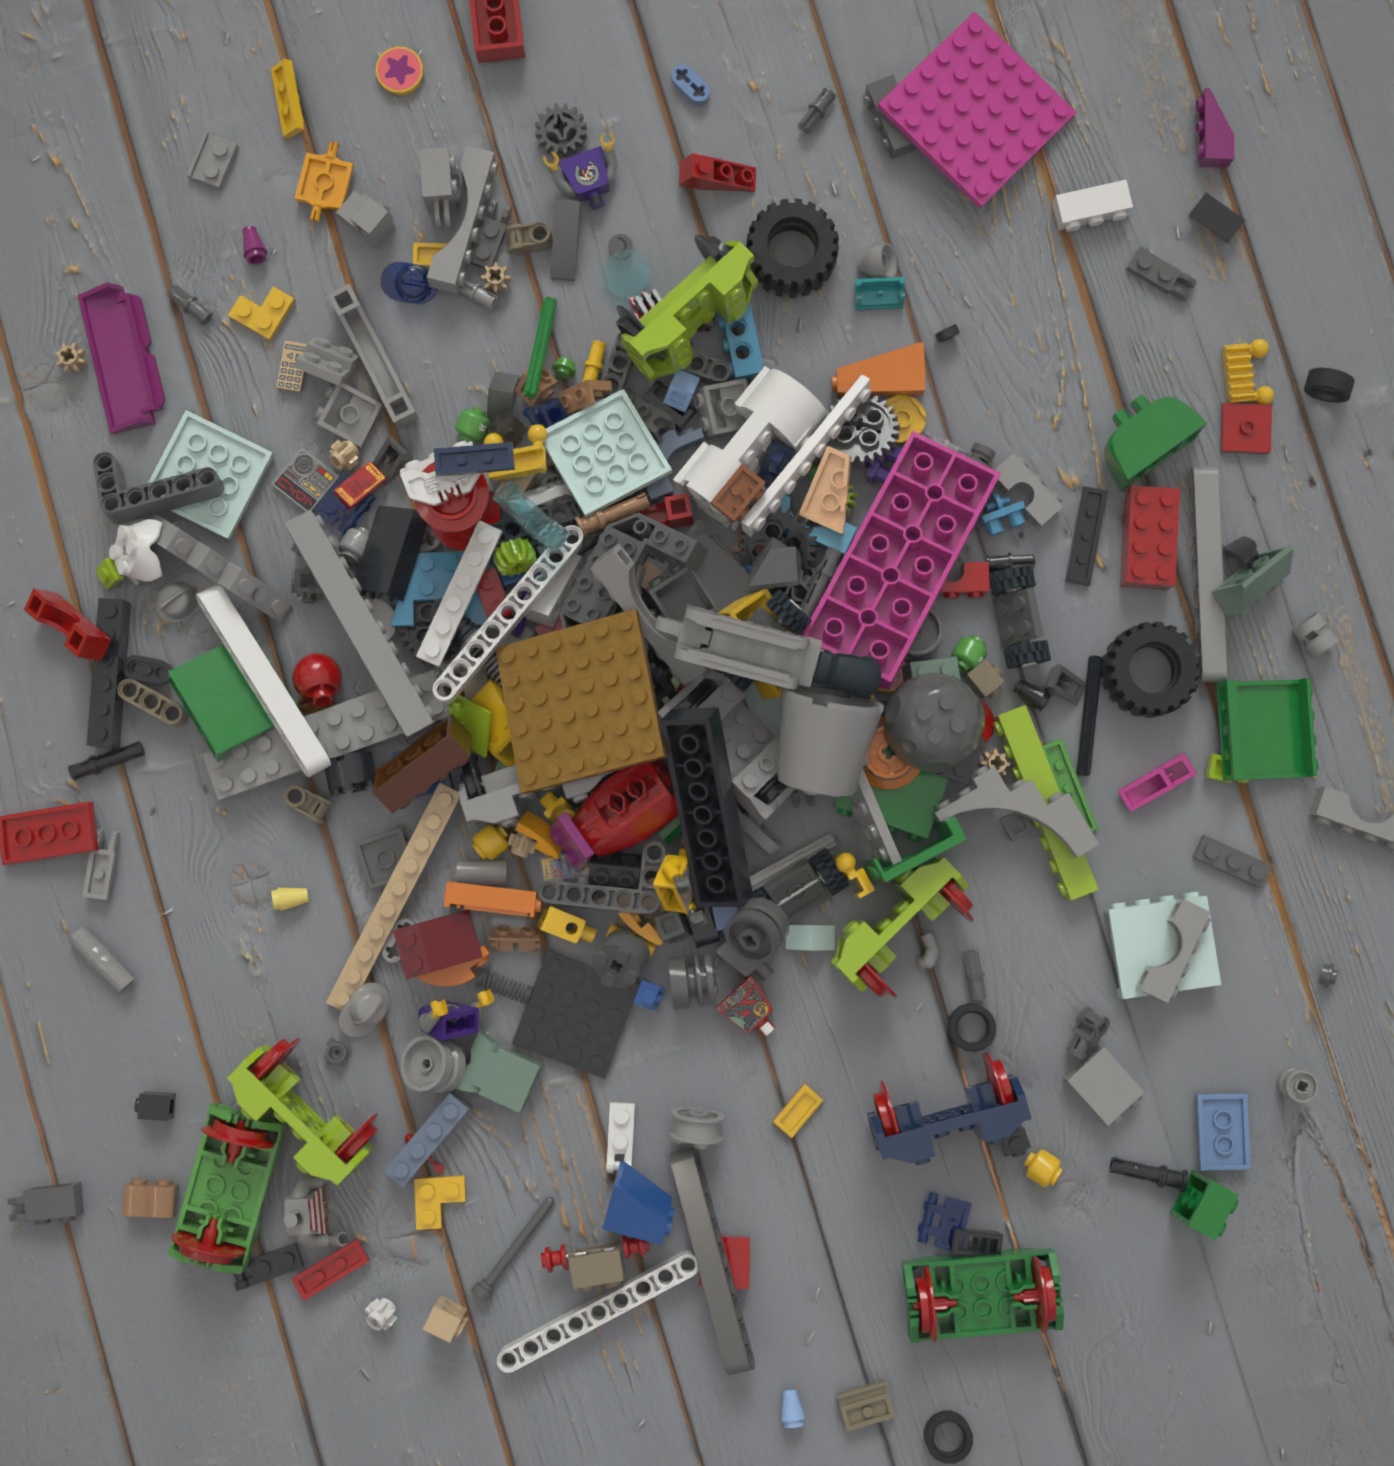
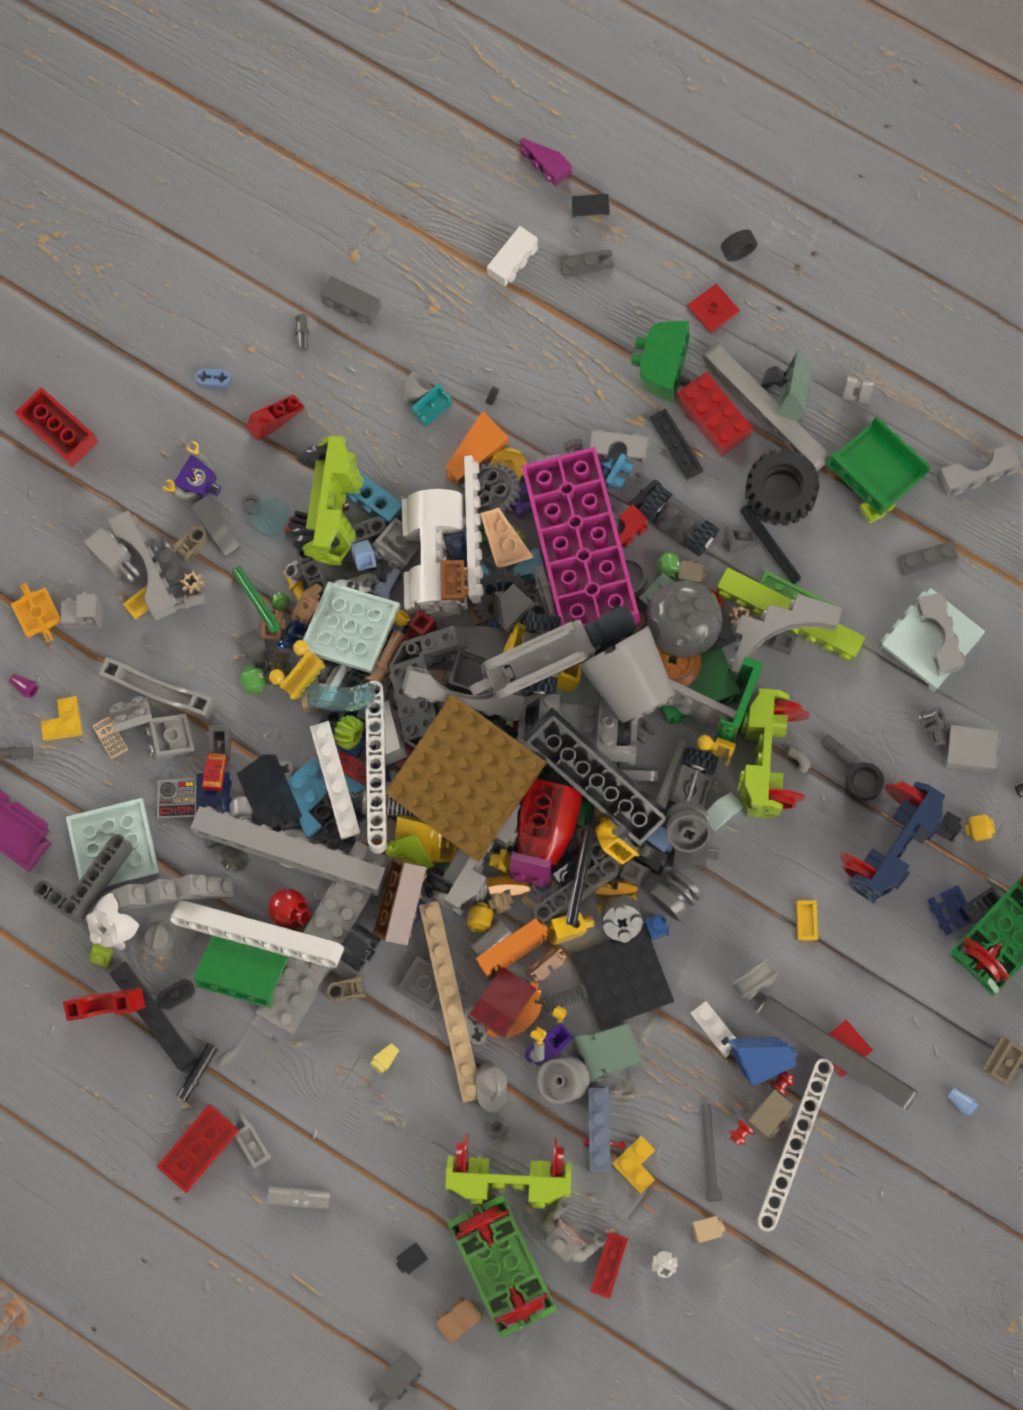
camera: 35 degrees left, 10 degrees down
(142, 698) = (206, 1011): dark tan beam -> none
(270, 1265) = (568, 1298): black plate -> none
(343, 455) = (188, 762): tan gear -> none
(399, 70) = (27, 511): tile -> none
(407, 283) = (139, 630): clear blue piece -> none
(452, 502) = (281, 722): red piece -> none
(474, 459) = (284, 680): dark blue plate -> none
(550, 132) = (157, 474): dark grey gear -> none
(600, 350) = (294, 571): none -> dark grey plate
(611, 890) = (580, 877): none -> black axle
(663, 486) = (401, 618): none -> yellow hinge
(748, 1007) = (722, 883): torso -> none
(793, 218) = (359, 398): black tyre -> none
(976, 110) = (397, 257): dark pink plate -> none
(1033, 695) = (727, 559): black cone -> none
(1157, 781) = (843, 548): dark pink slope -> none
(1238, 373) = (681, 281): yellow gear -> none

